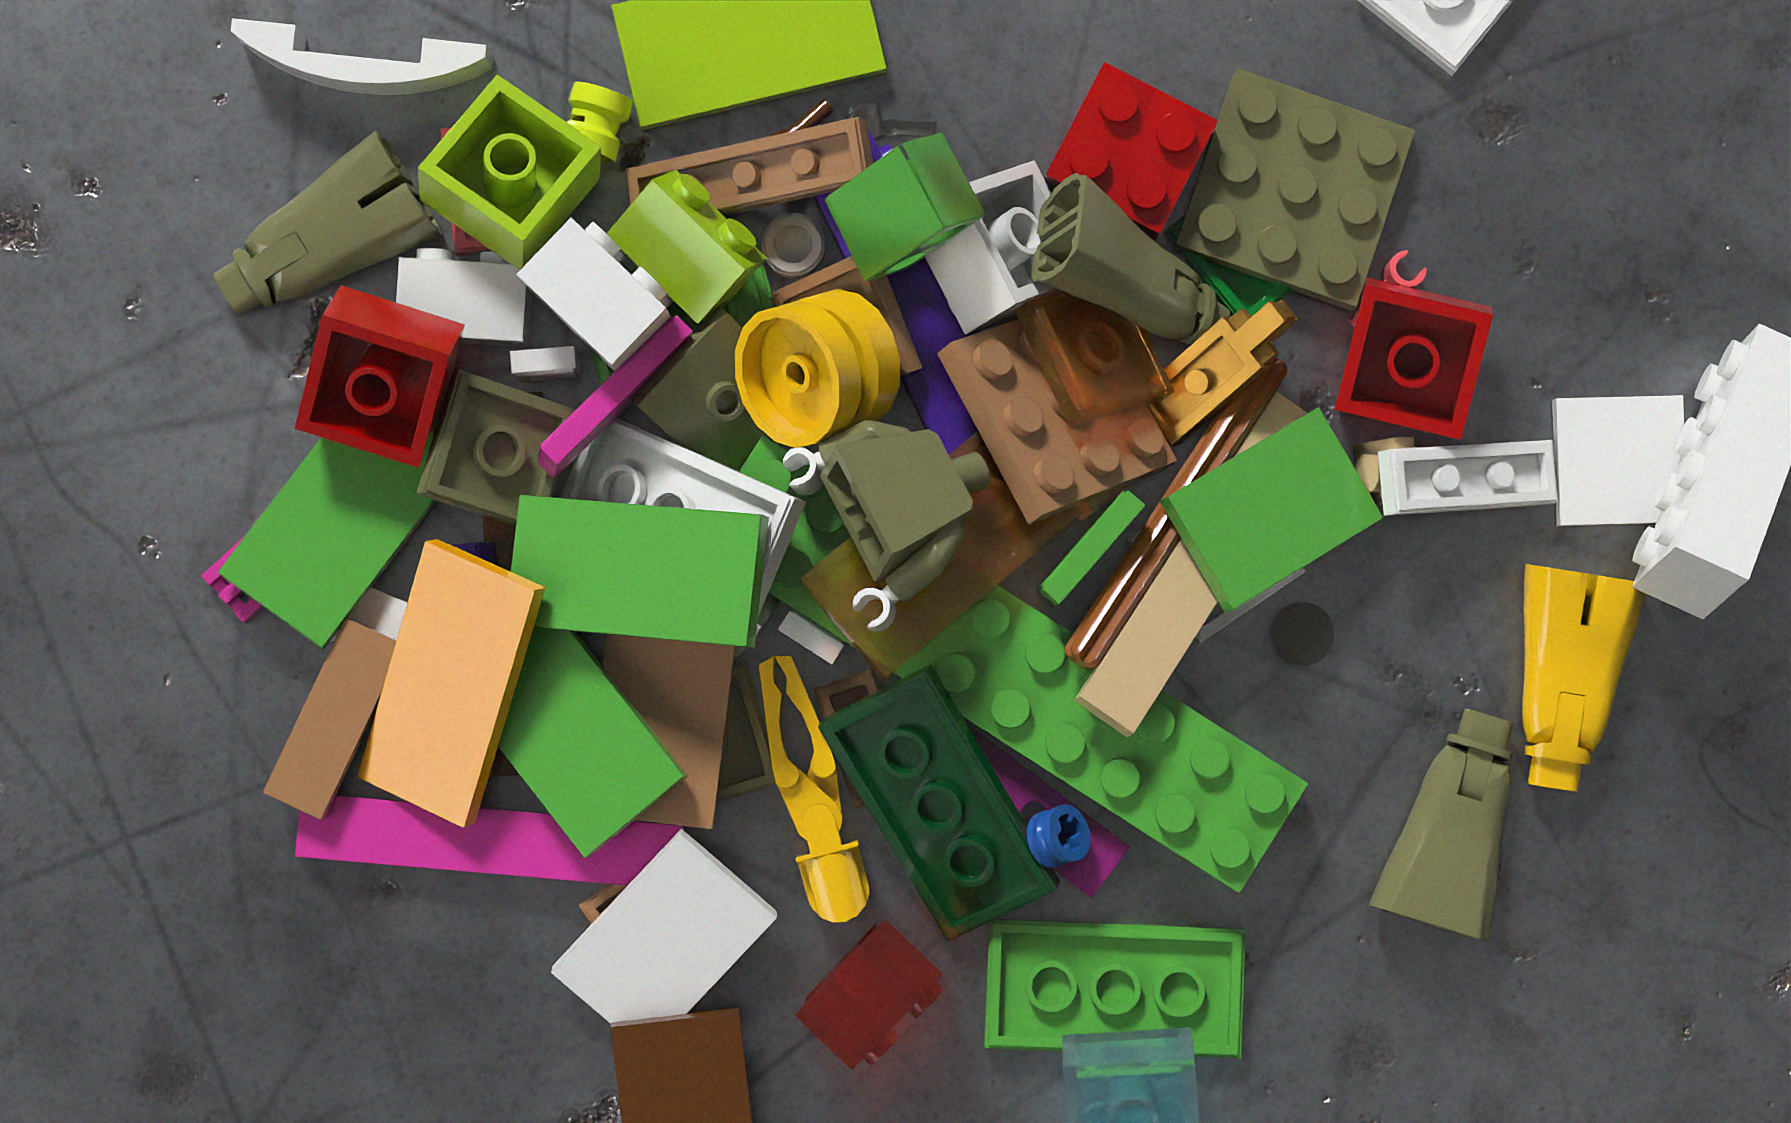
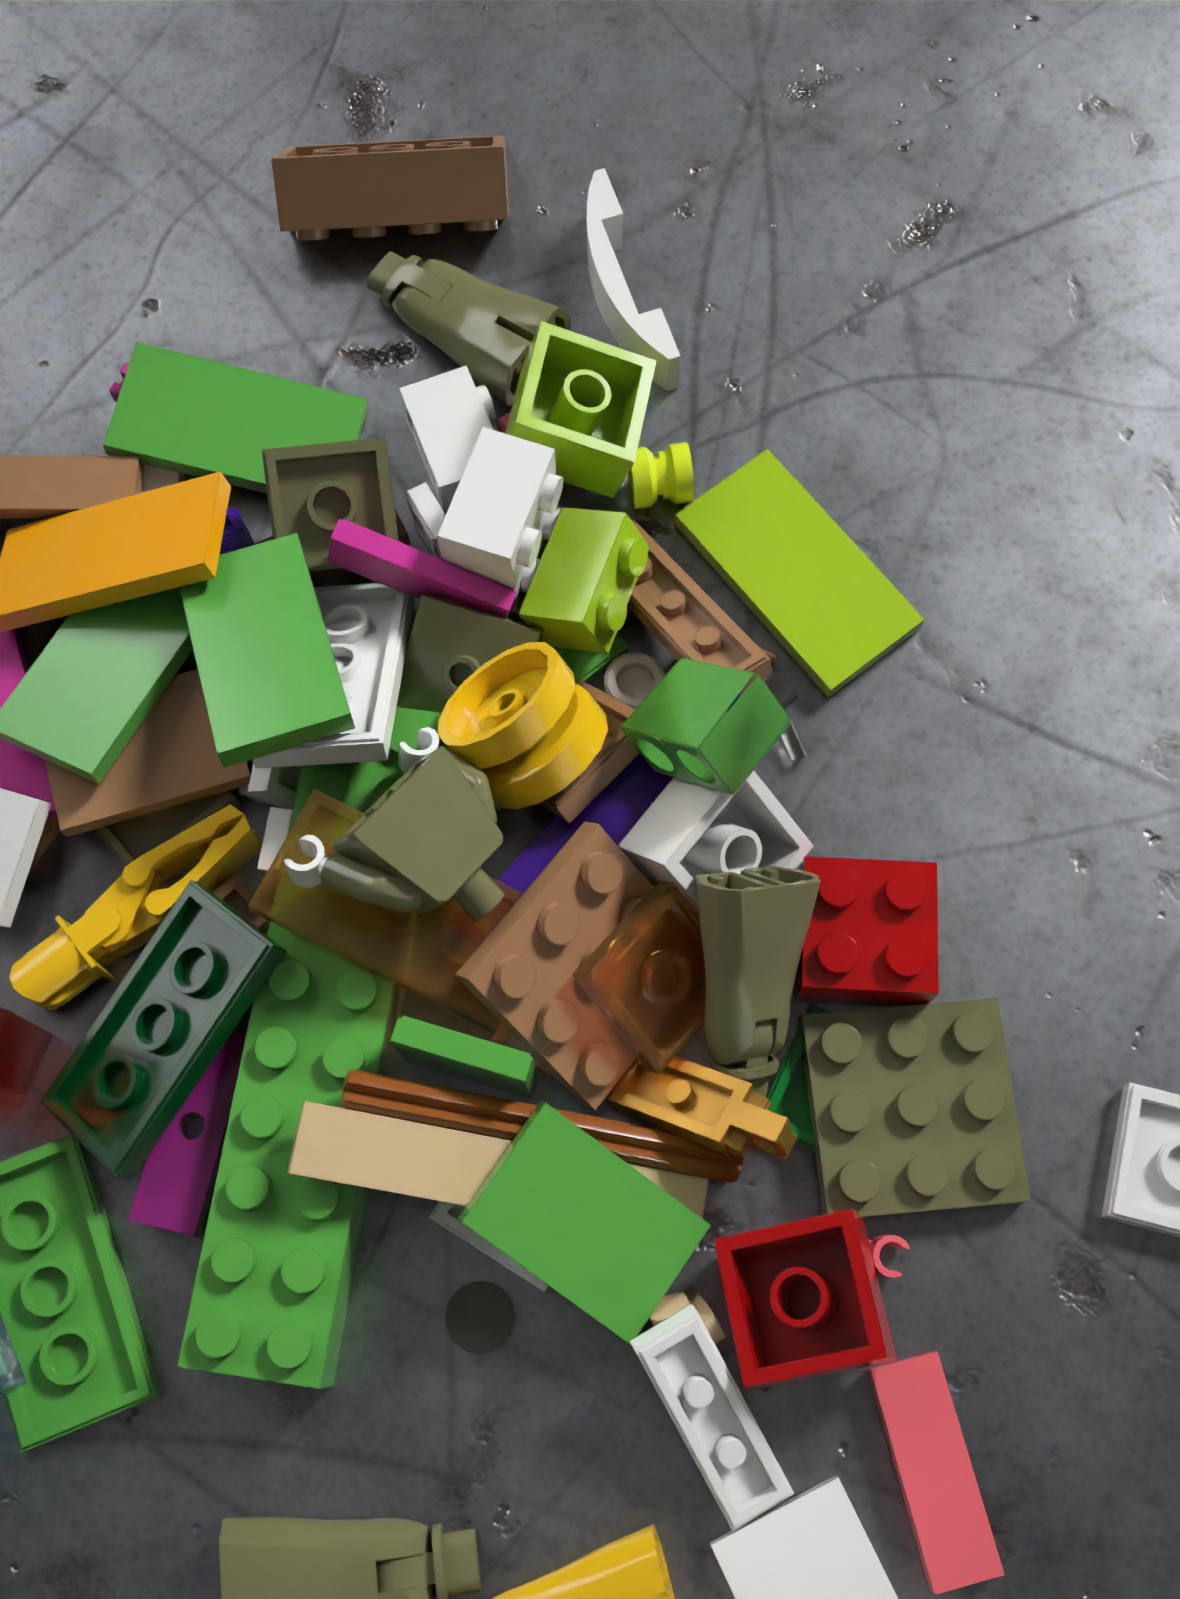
camera: 70 degrees right, 15 degrees down
(129, 235) = (391, 185): none -> medium nougat slope
(378, 376) = (352, 374): red brick -> none
(1073, 834) = (168, 1173): blue bush -> none
(1585, 318) = (935, 1473): none -> coral tile

